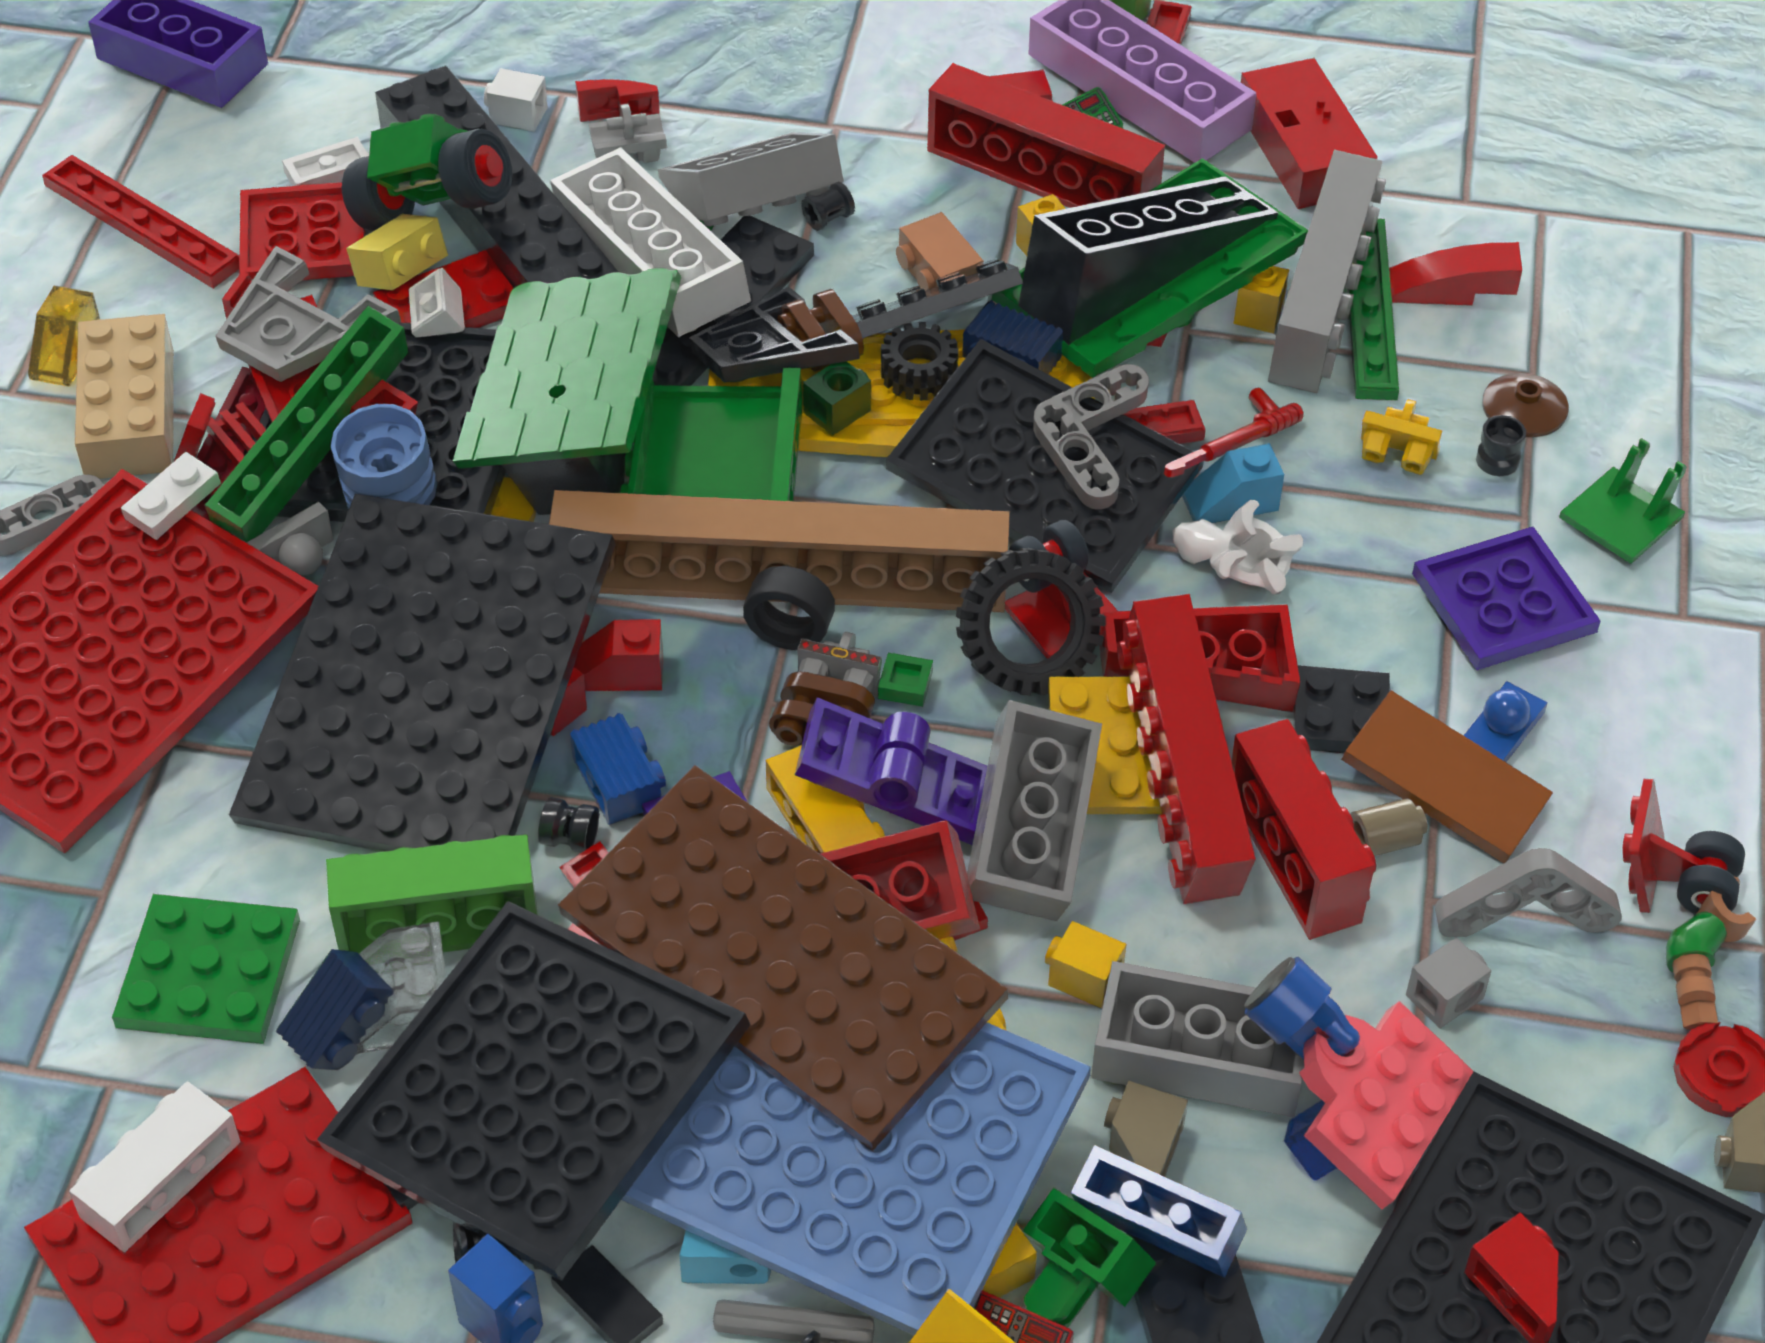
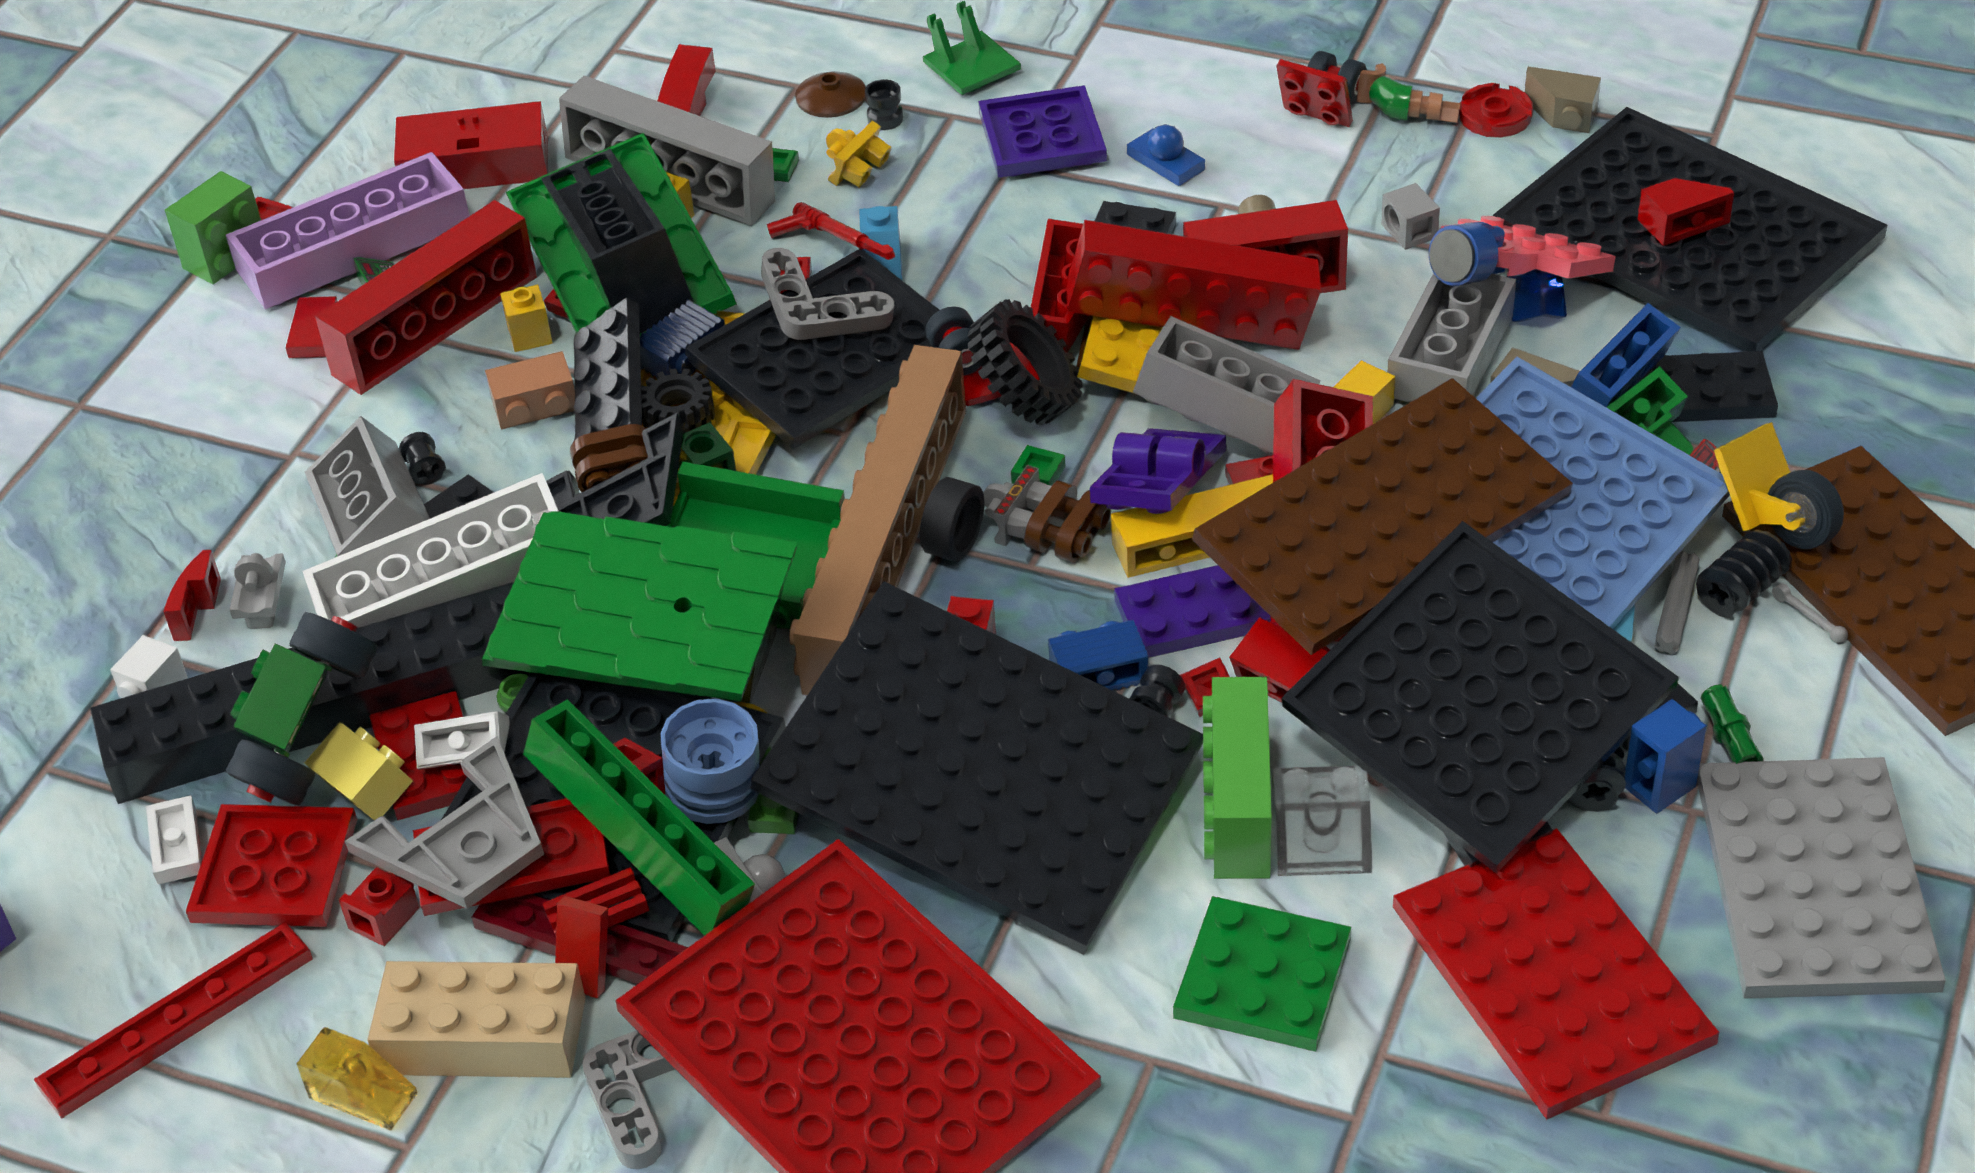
camera: 75 degrees left, 5 degrees down
(154, 1166) = (1514, 981): white brick -> none
(170, 495) = (678, 950): white plate -> none
(335, 1011) = (1353, 852): dark blue brick -> none
(1242, 551) = (955, 252): white animal -> none
(1447, 776) = (1216, 184): dark orange tile -> none
(1524, 879) = (1351, 149): light grey beam -> none

